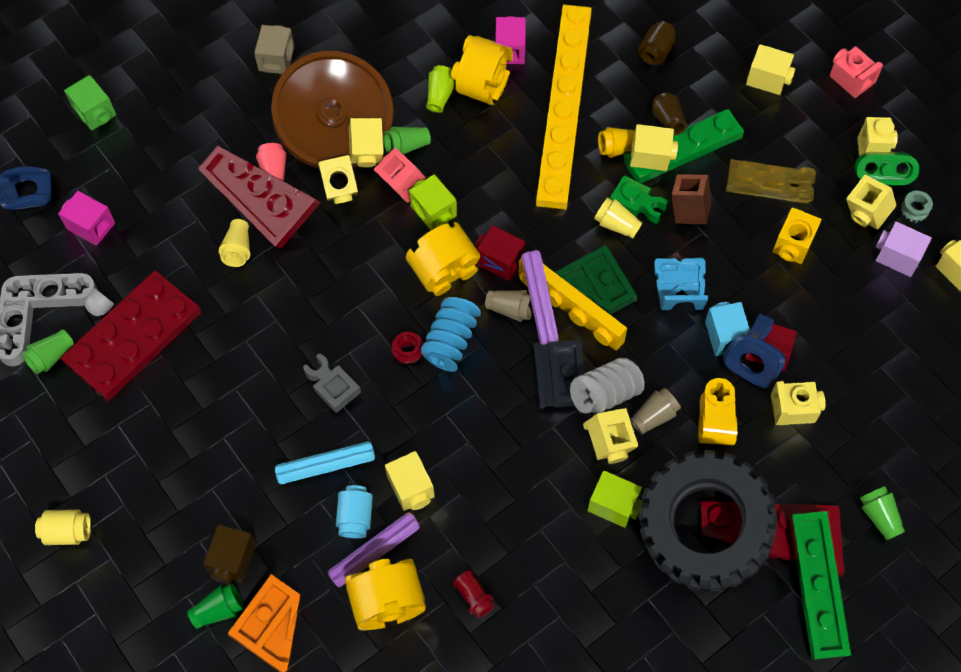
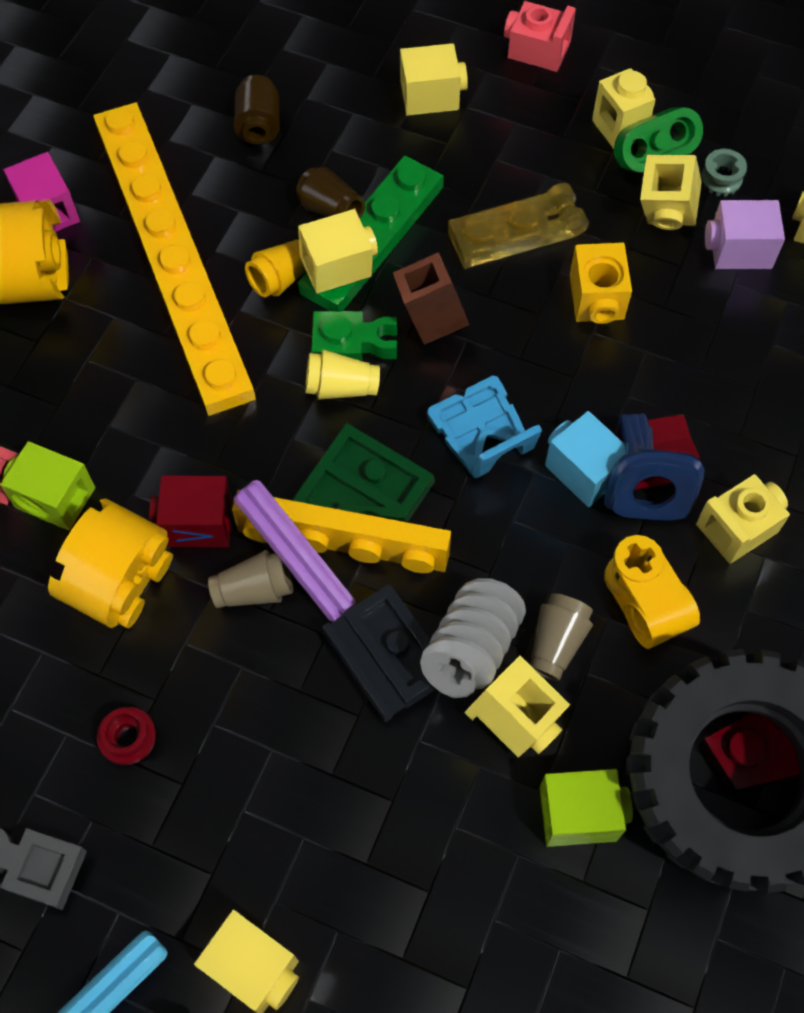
camera: 30 degrees left, 0 degrees up
(449, 333) = (179, 677): dark azure piece -> none

